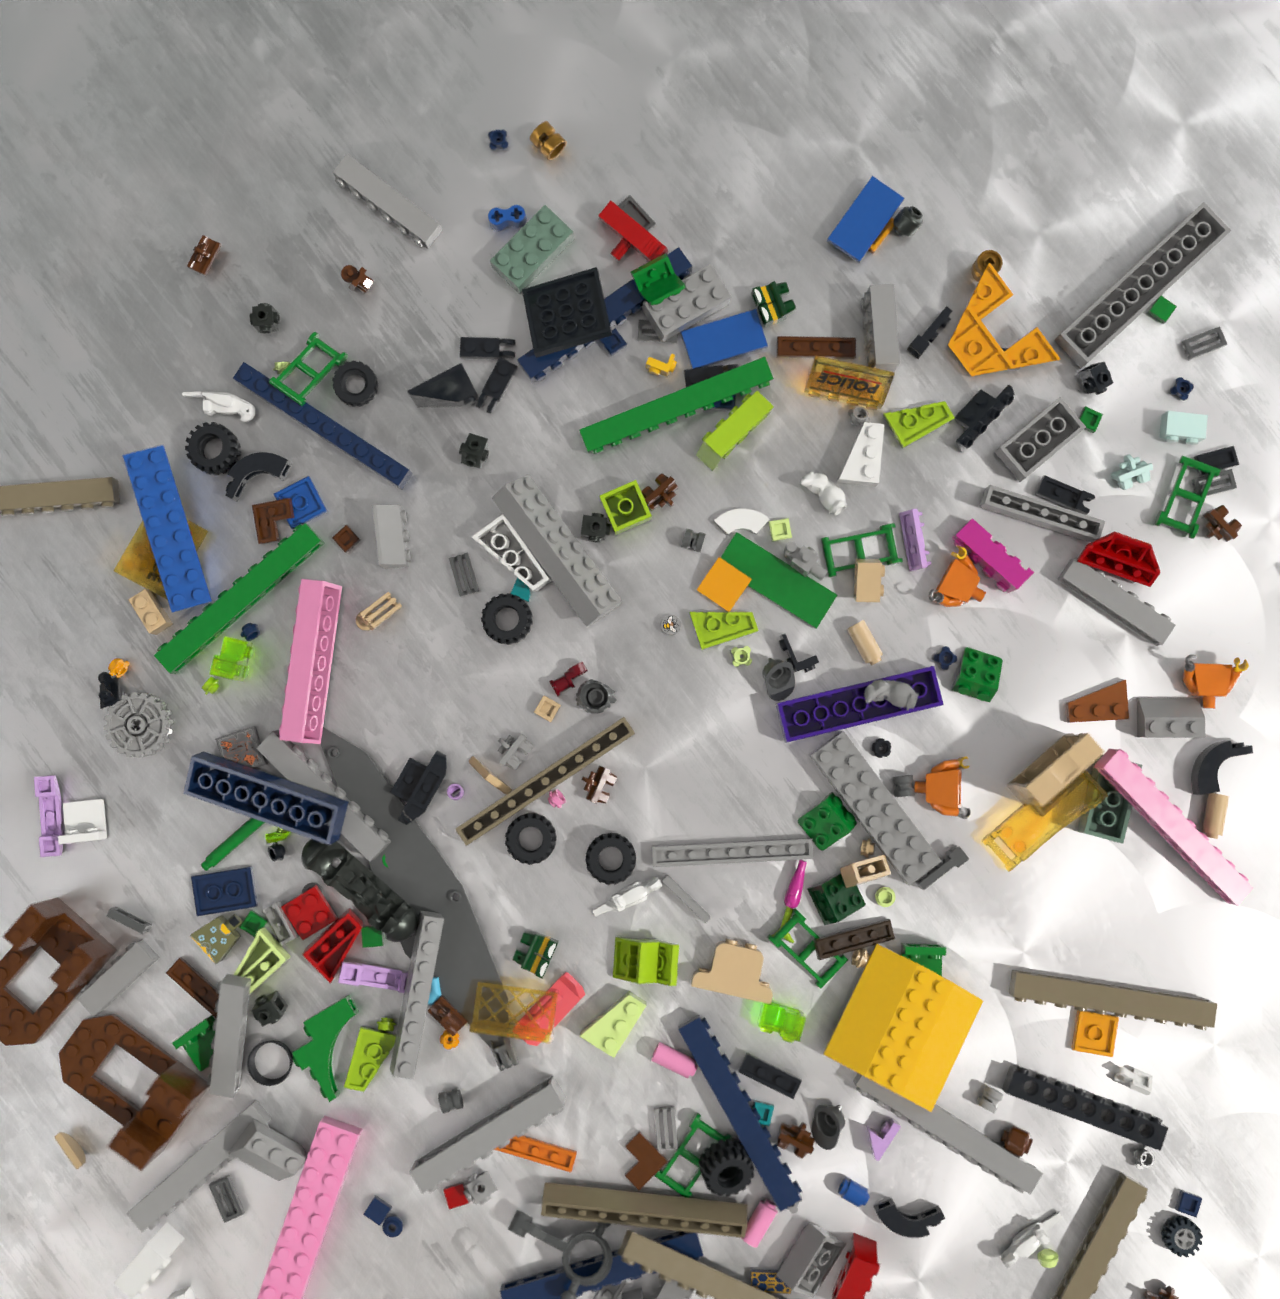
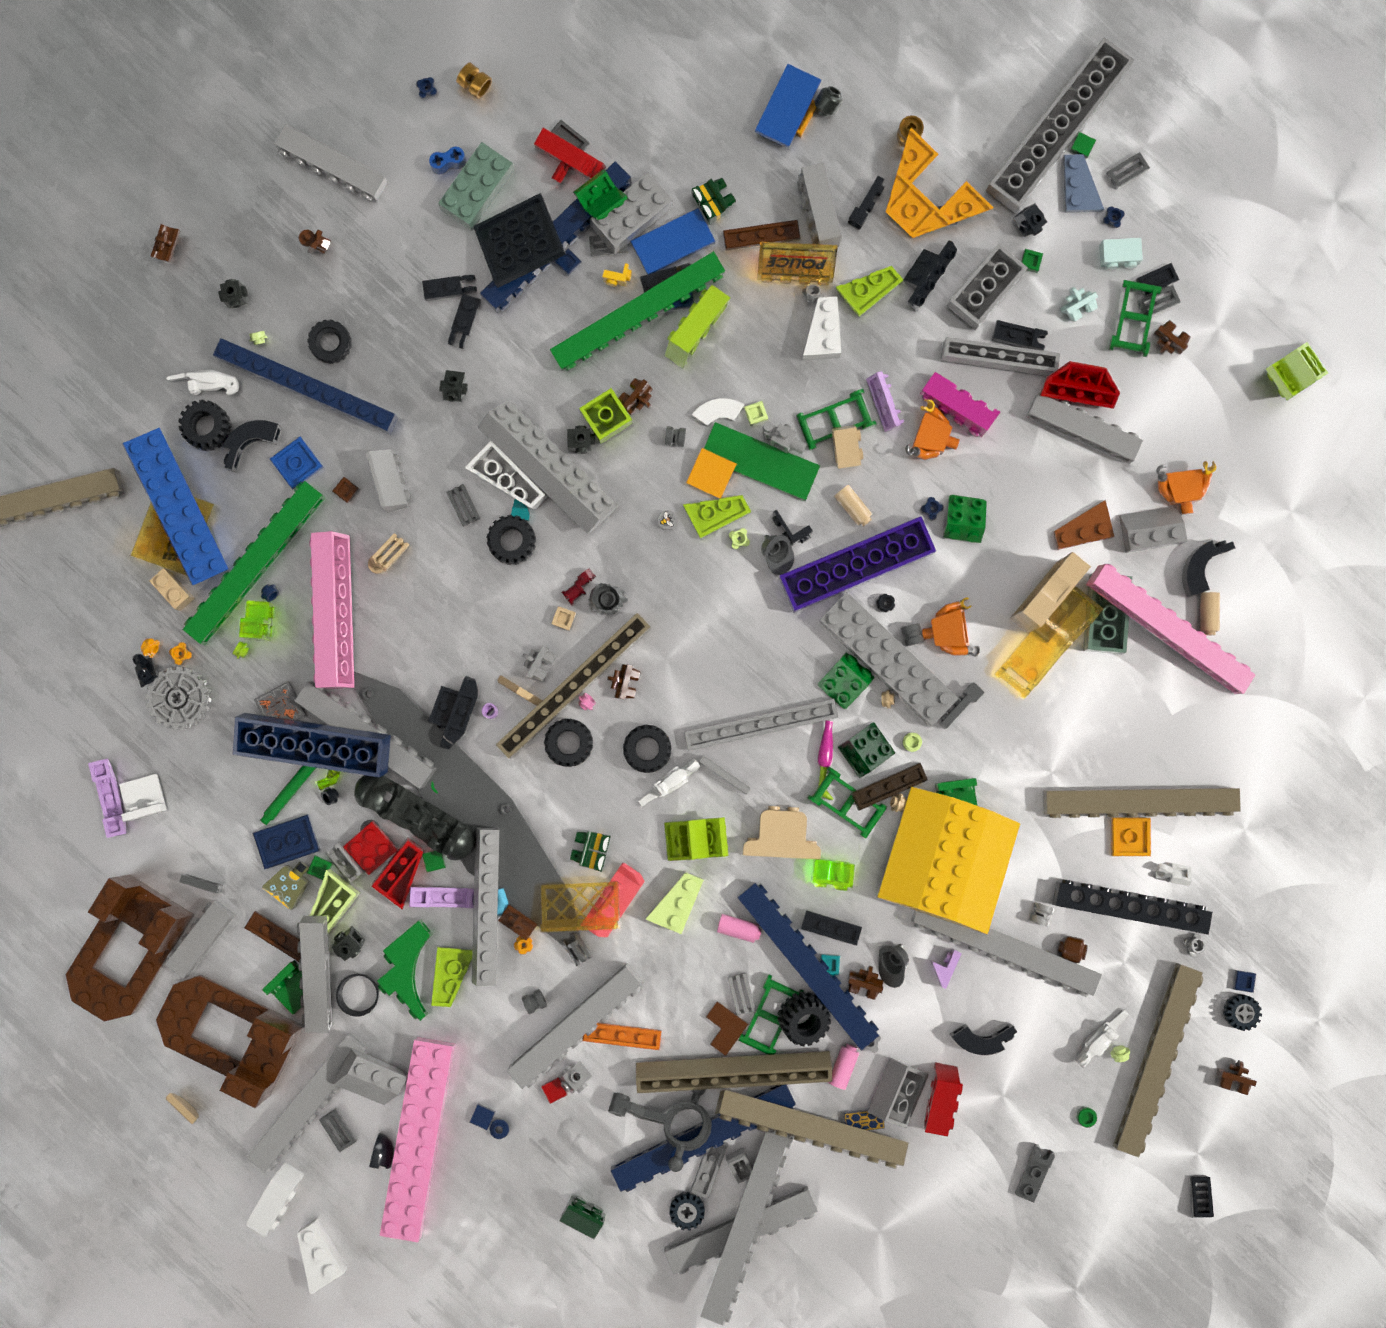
camera: 10 degrees left, 0 degrees up
(145, 684) = (174, 652): none -> light orange plate
(266, 516) = (267, 480): reddish brown tile -> none
(268, 1230) = (382, 1152): none -> black brick
(312, 342) = (282, 309): green piece -> none
(386, 1024) = (461, 941): lime plate -> none
(447, 389) = (416, 333): black slope -> none
(830, 494) = (798, 372): white animal -> none
(853, 1192) = (928, 1023): blue brick -> none
(865, 871) = (888, 720): tan brick -> none
(896, 692) = (888, 546): light grey animal -> none
(1151, 351) = (1079, 186): none -> sand blue wing

